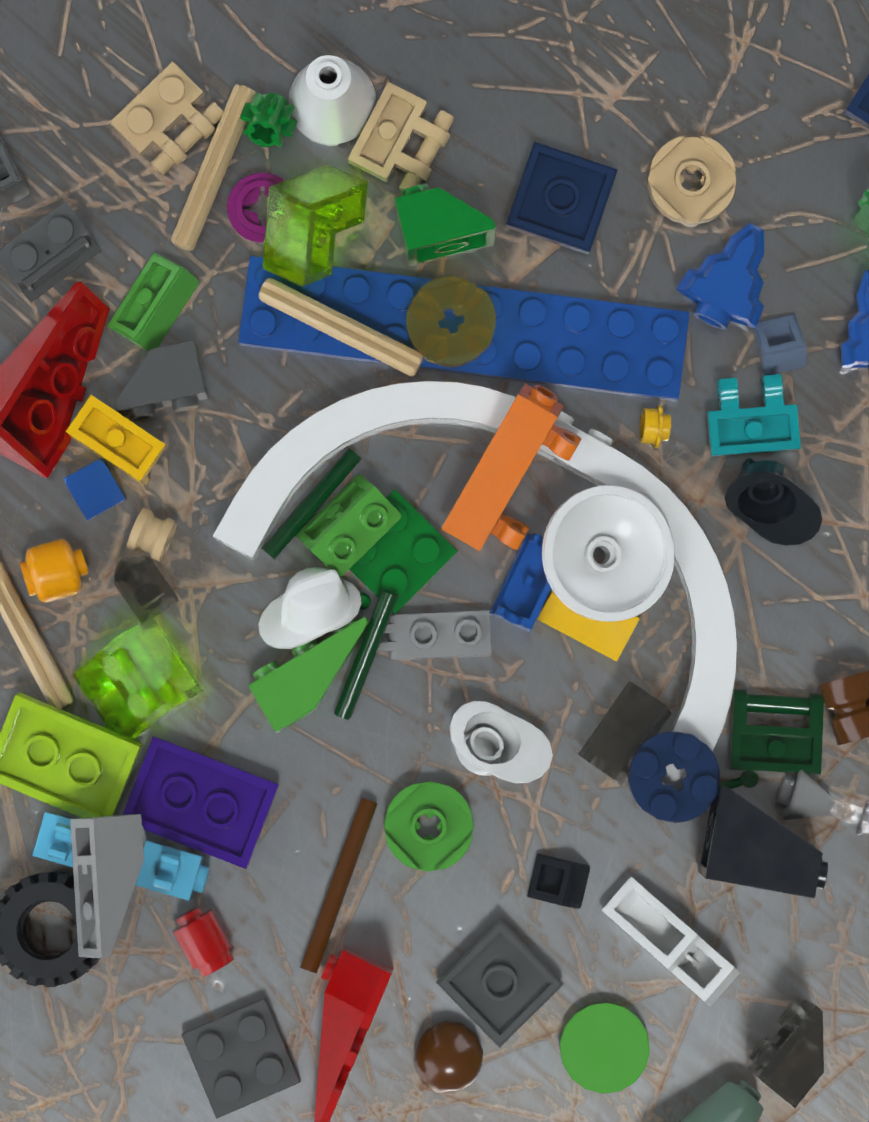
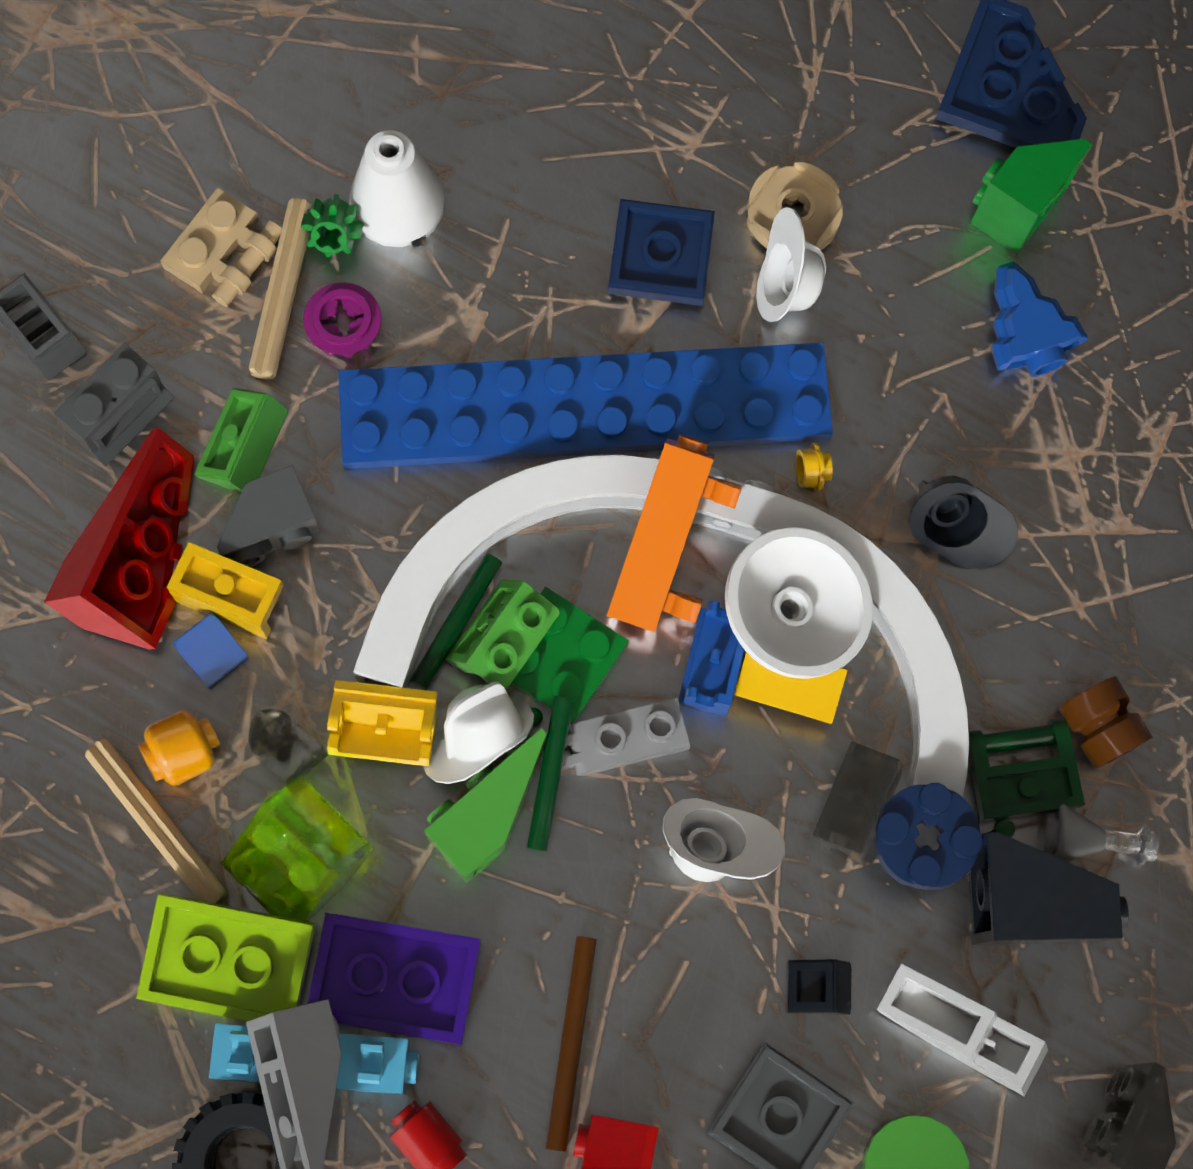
camera: 20 degrees left, 10 degrees down
(151, 534) = (283, 687): tan wheel -> none
(230, 583) = (382, 723): none -> yellow hinge
(305, 219) = (392, 318): clear neon green brick -> none
(340, 327) = (452, 422): tan axle -> none
(389, 131) = (462, 221): tan plate -> none
(426, 852) = (690, 948): bright green plate -> none
(439, 225) = (540, 295): green slope -> none
(465, 300) = (582, 368): clear yellow plate -> none
(672, 242) = (791, 269): none -> white piece
(729, 281) = (858, 306): blue rock -> none
(753, 429) = (919, 450): teal plate -> none
(780, 345) = (926, 361): sand blue slope -> none

